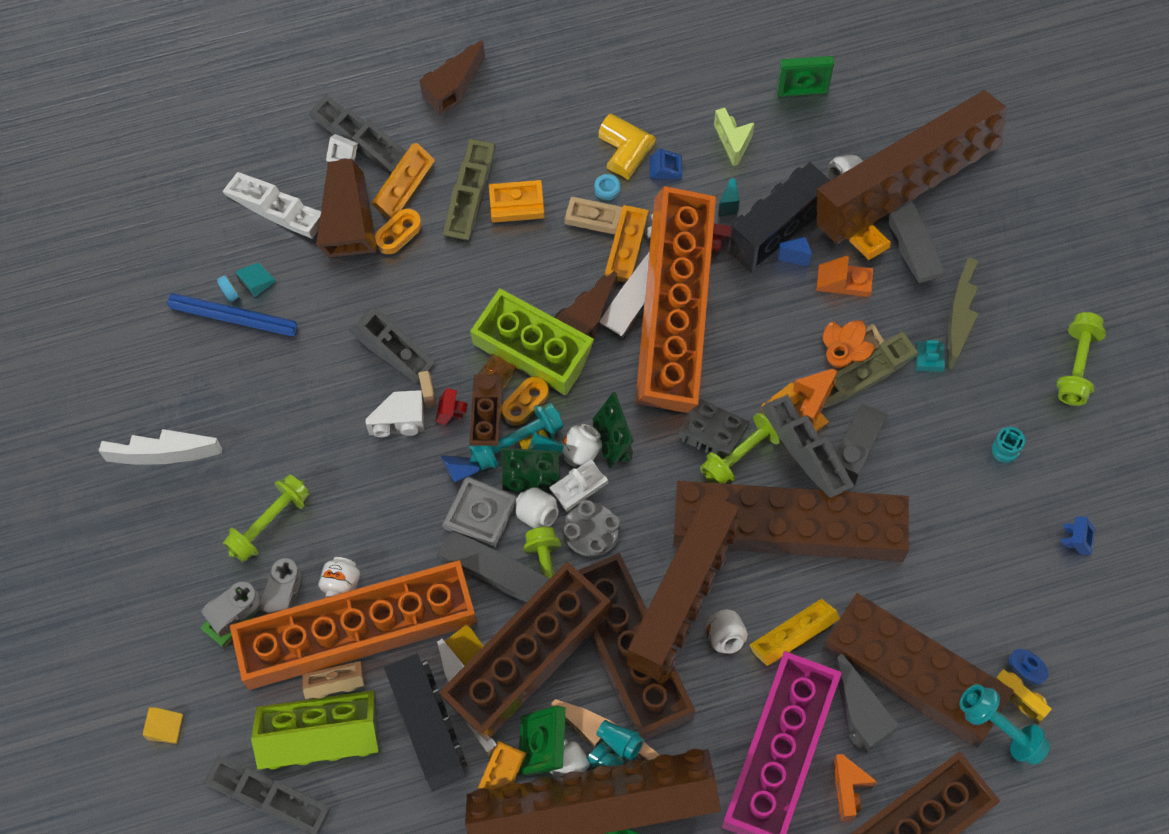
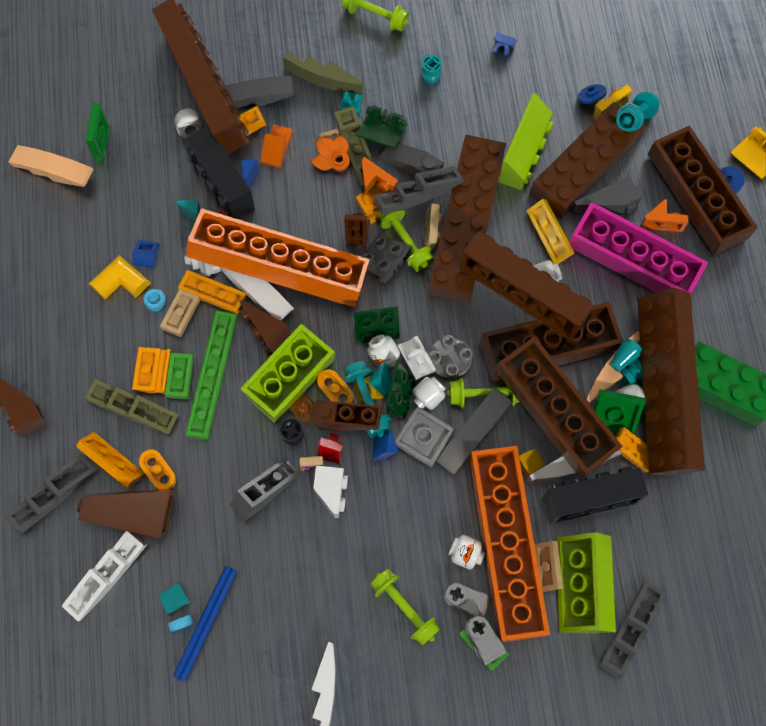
camera: 85 degrees left, 5 degrees up
(162, 725) = (568, 710): yellow slope -> none
(341, 148) = (65, 509): white plate -> none
(459, 356) = (289, 429): none -> black wheel
(514, 230) = (179, 376): none -> bright green plate
(524, 265) = (211, 375): none -> bright green tile
(733, 138) = (138, 198): yellowish green slope -> none
(741, 383) = (356, 230): none -> reddish brown slope
(753, 42) = (51, 165): none -> light nougat slope
(776, 478) = (432, 221): none -> tan plate
(898, 396) = (382, 128): none -> dark green hinge
(919, 580) = (526, 144): none -> lime slope

